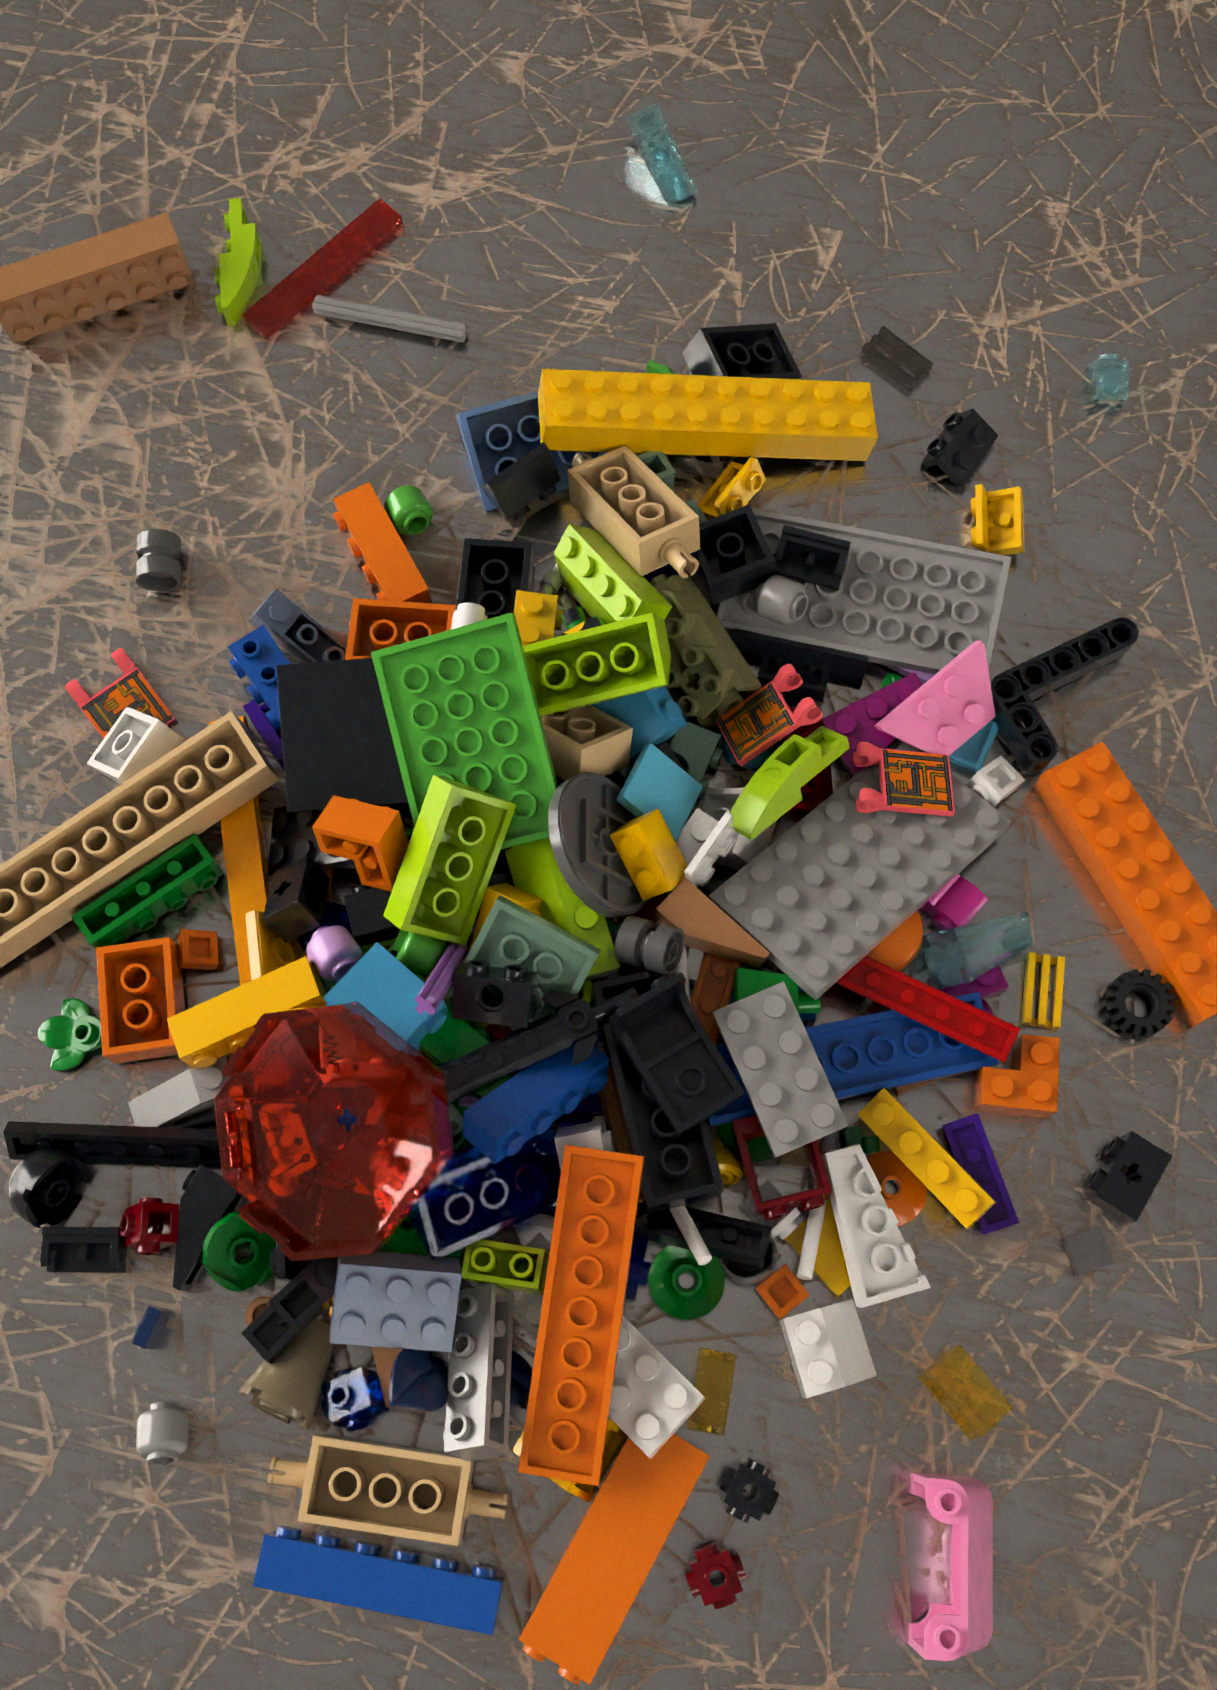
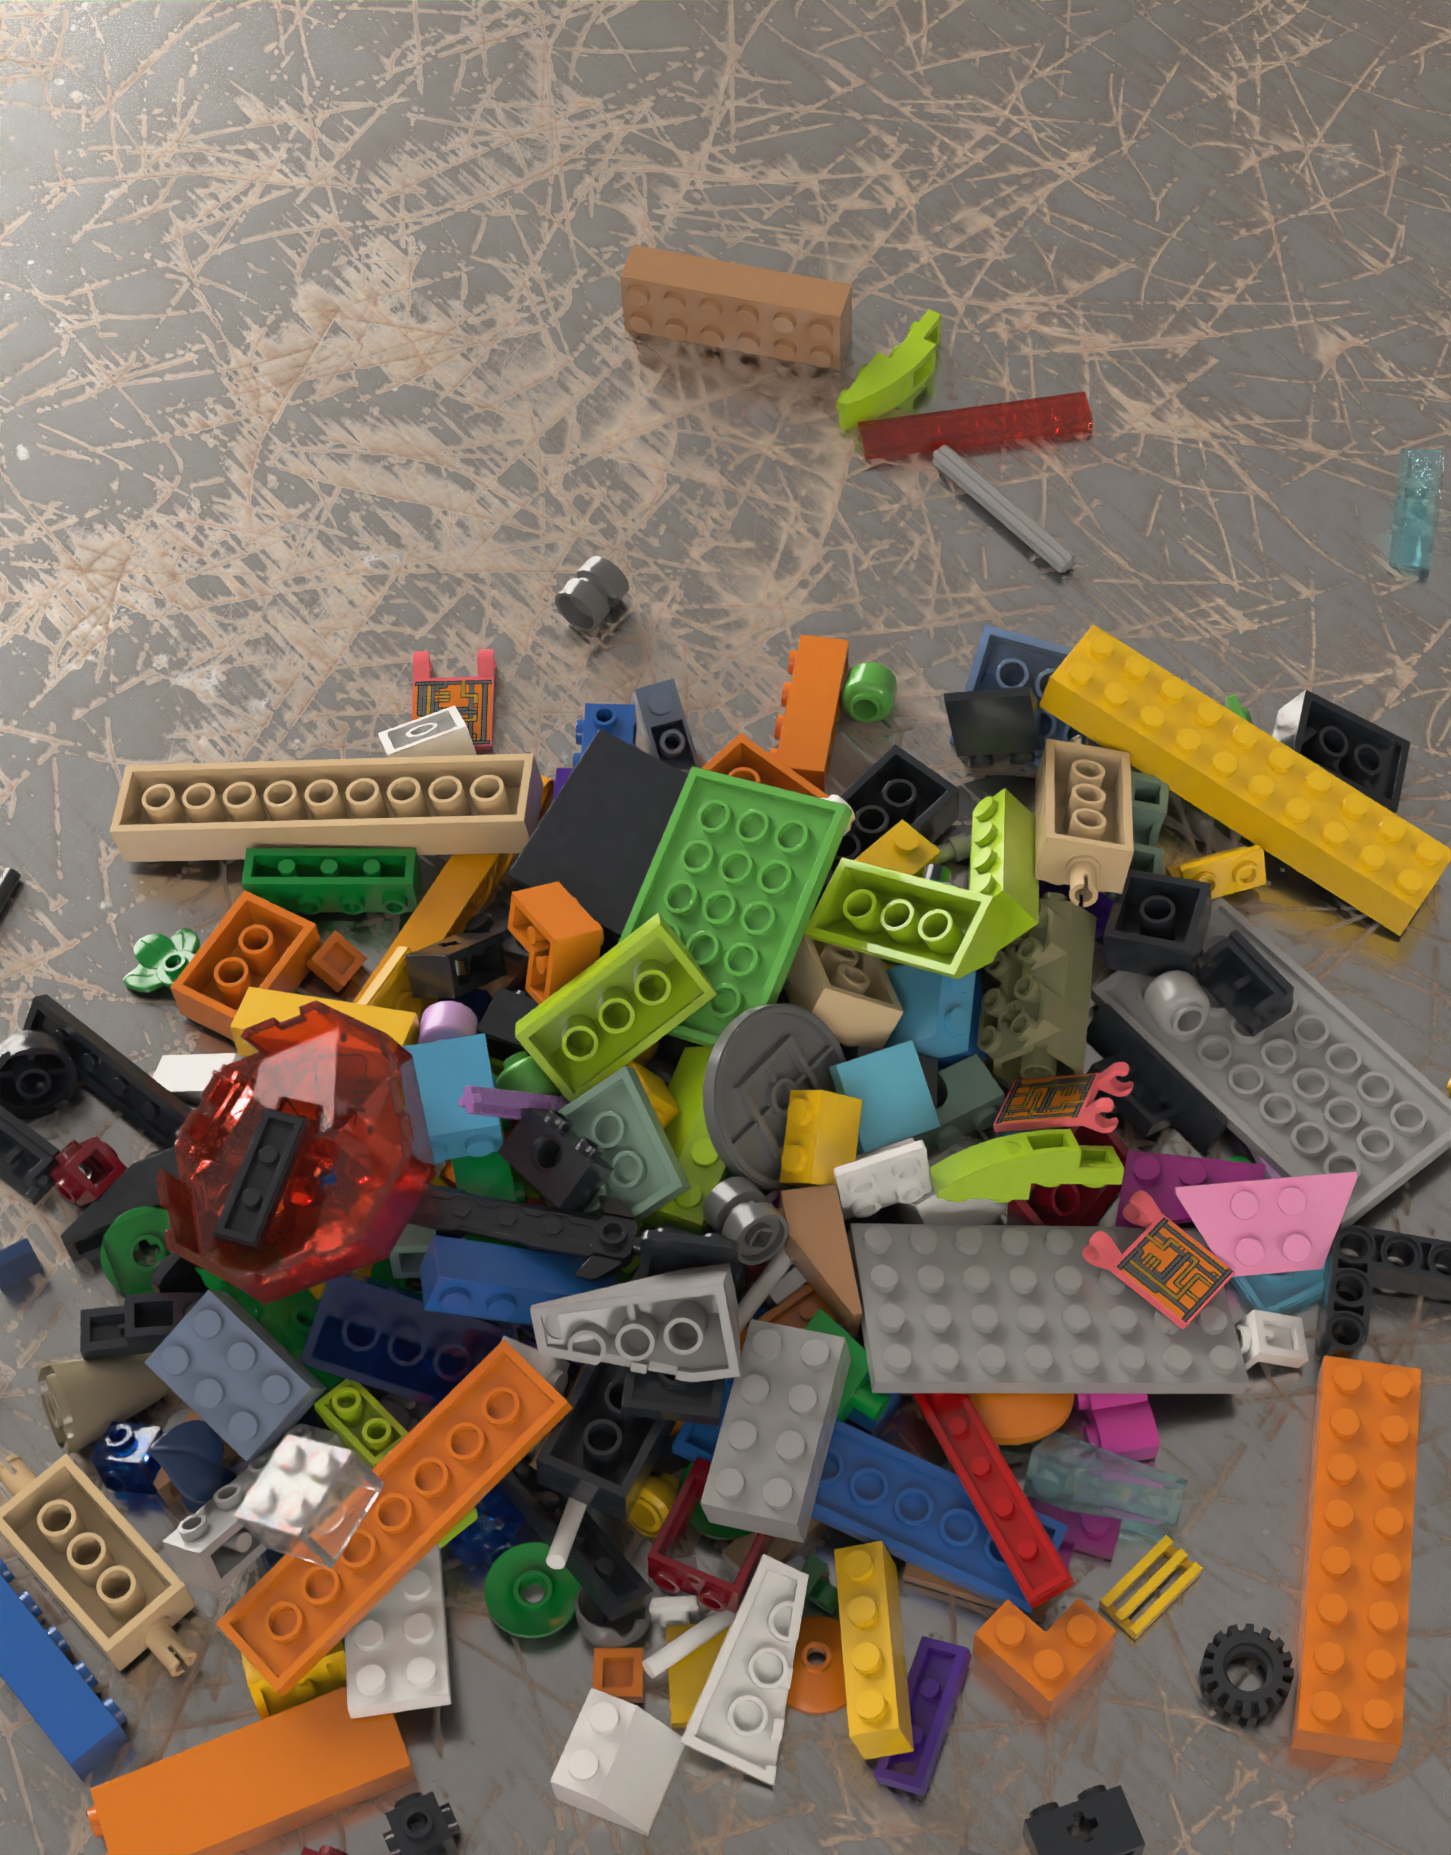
camera: 40 degrees right, 15 degrees down
(308, 1158) = (261, 1180): none -> black tile
(523, 1350) = (309, 1500): none -> clear brick
(665, 1058) = (661, 1324): none -> light grey wedge
(714, 1381) = (478, 1709): clear yellow hinge -> none

